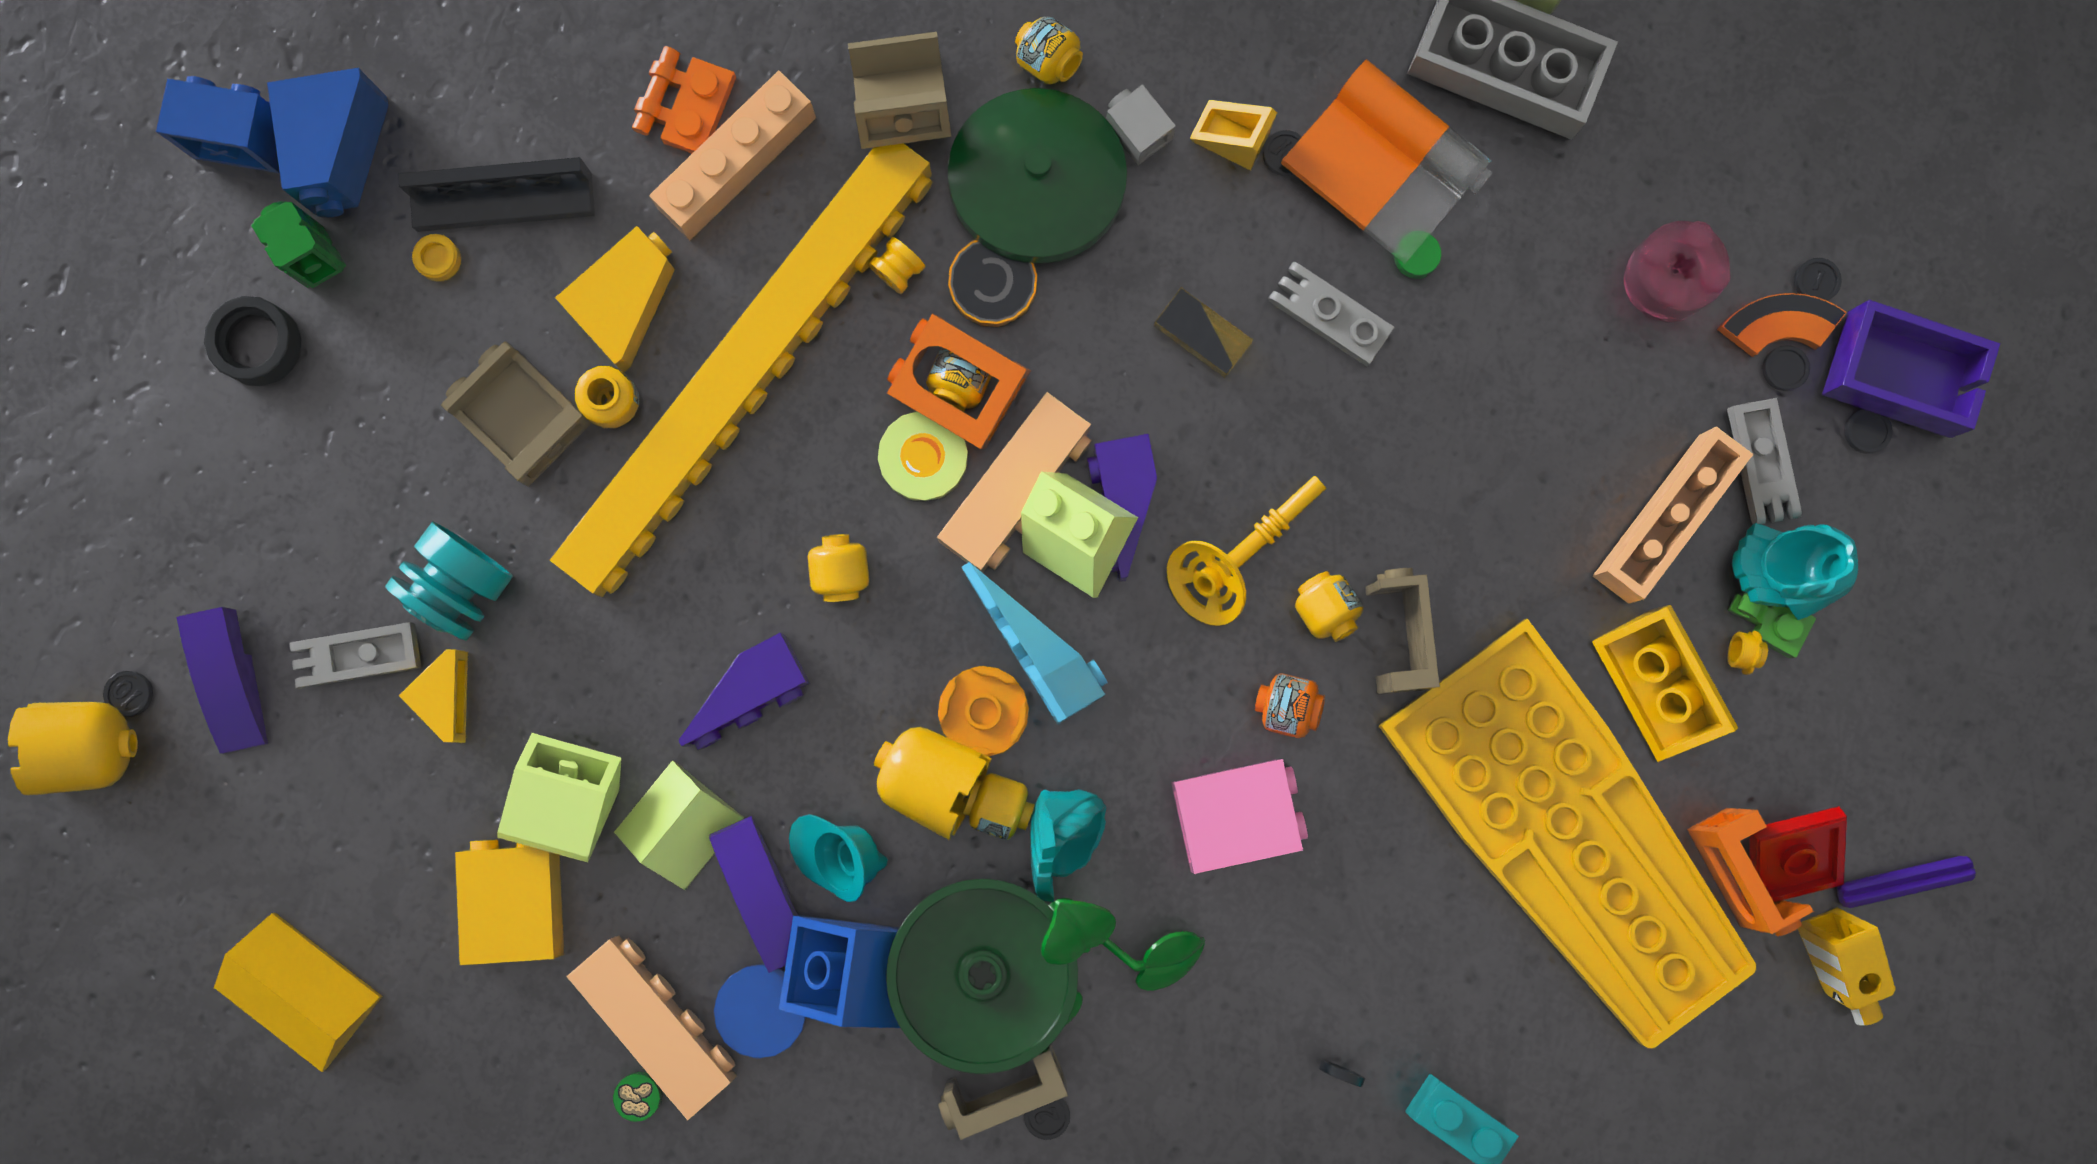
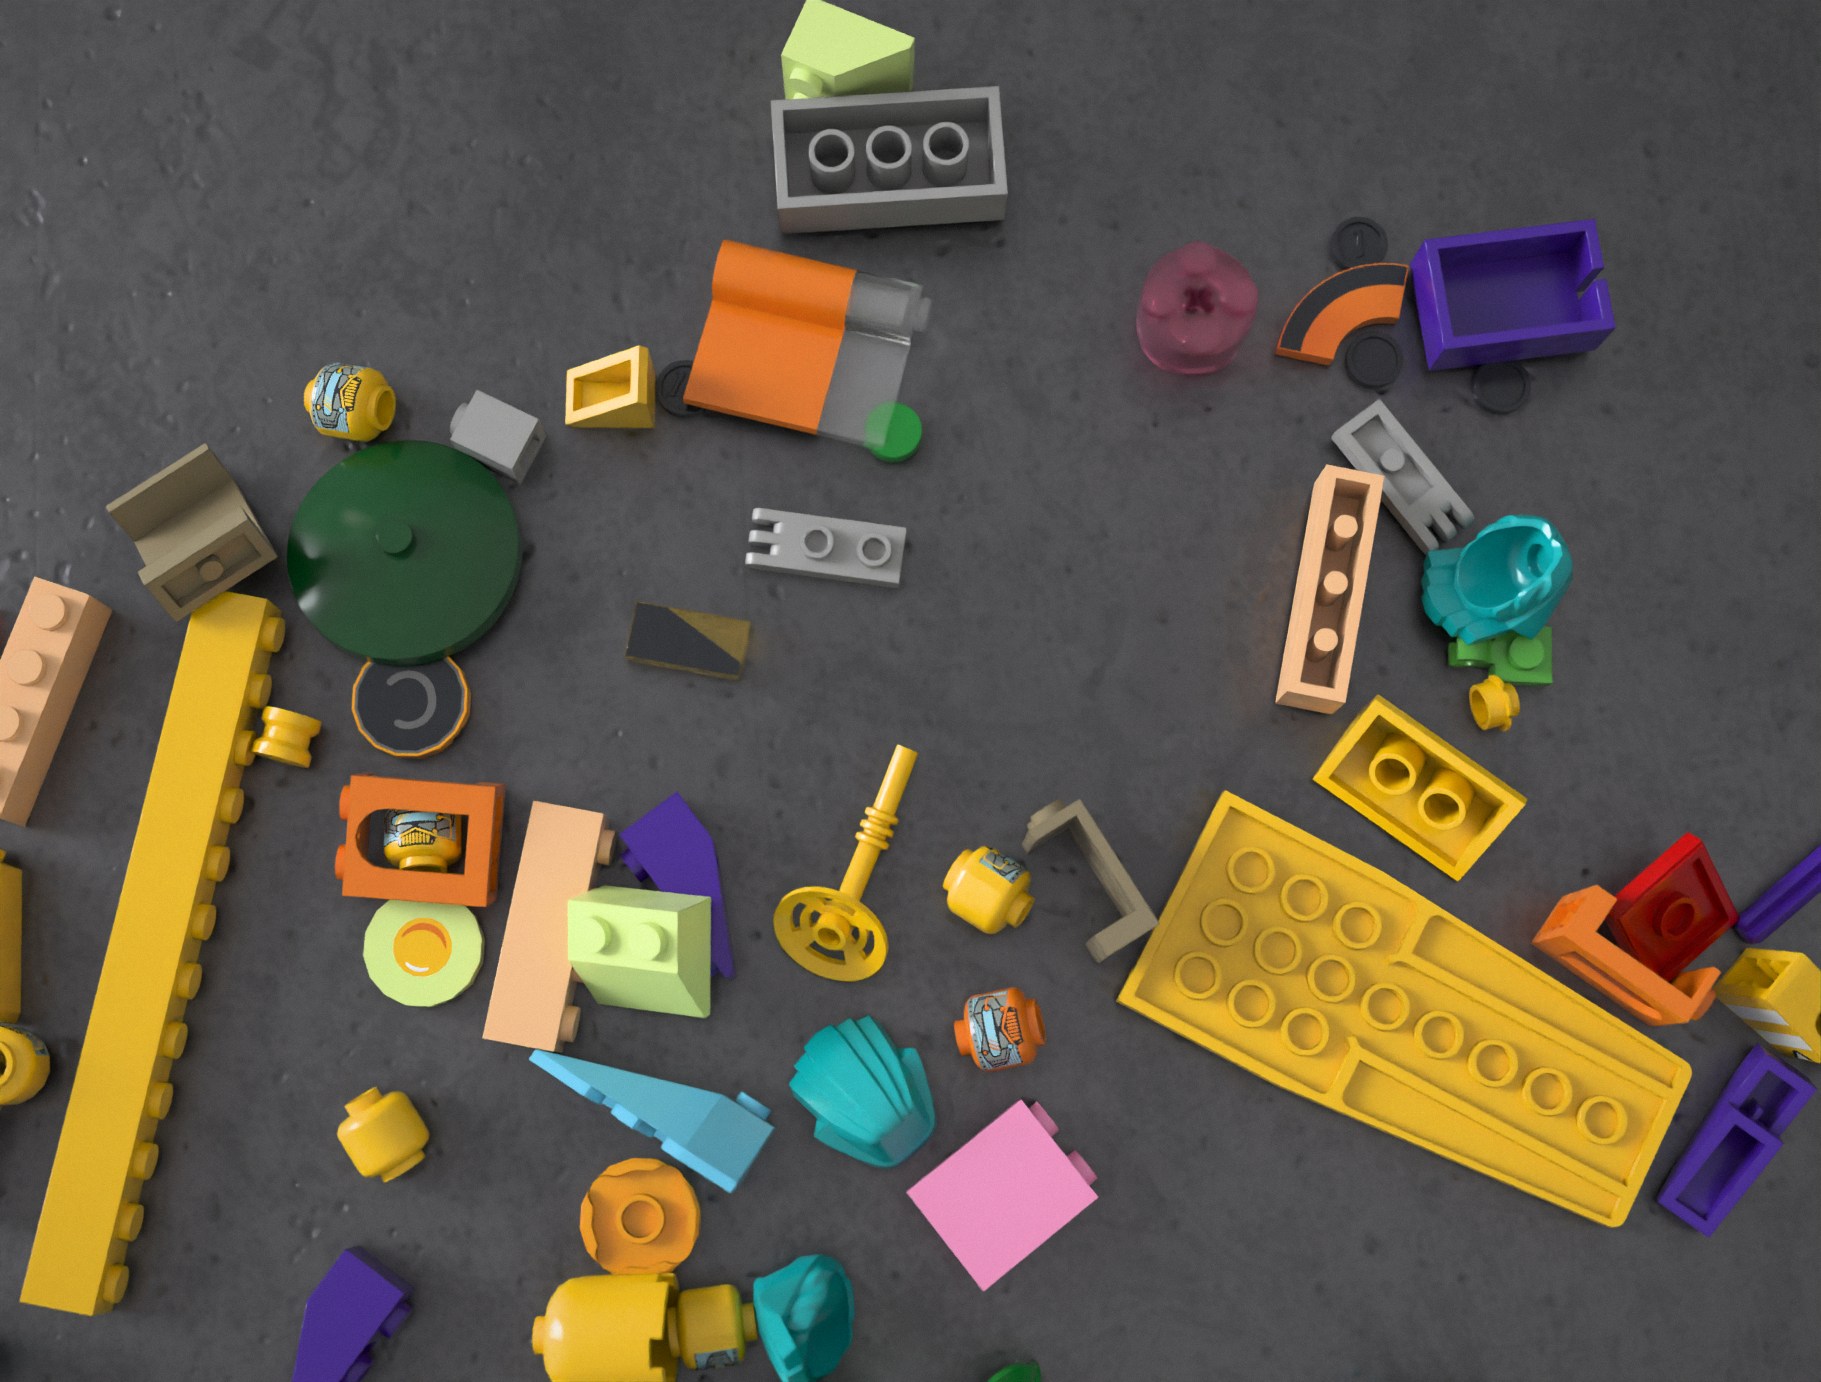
camera: 25 degrees left, 5 degrees down
(1177, 703) = (865, 1093): none -> teal hair
(1761, 1031) = (1735, 1139): none -> dark purple slope

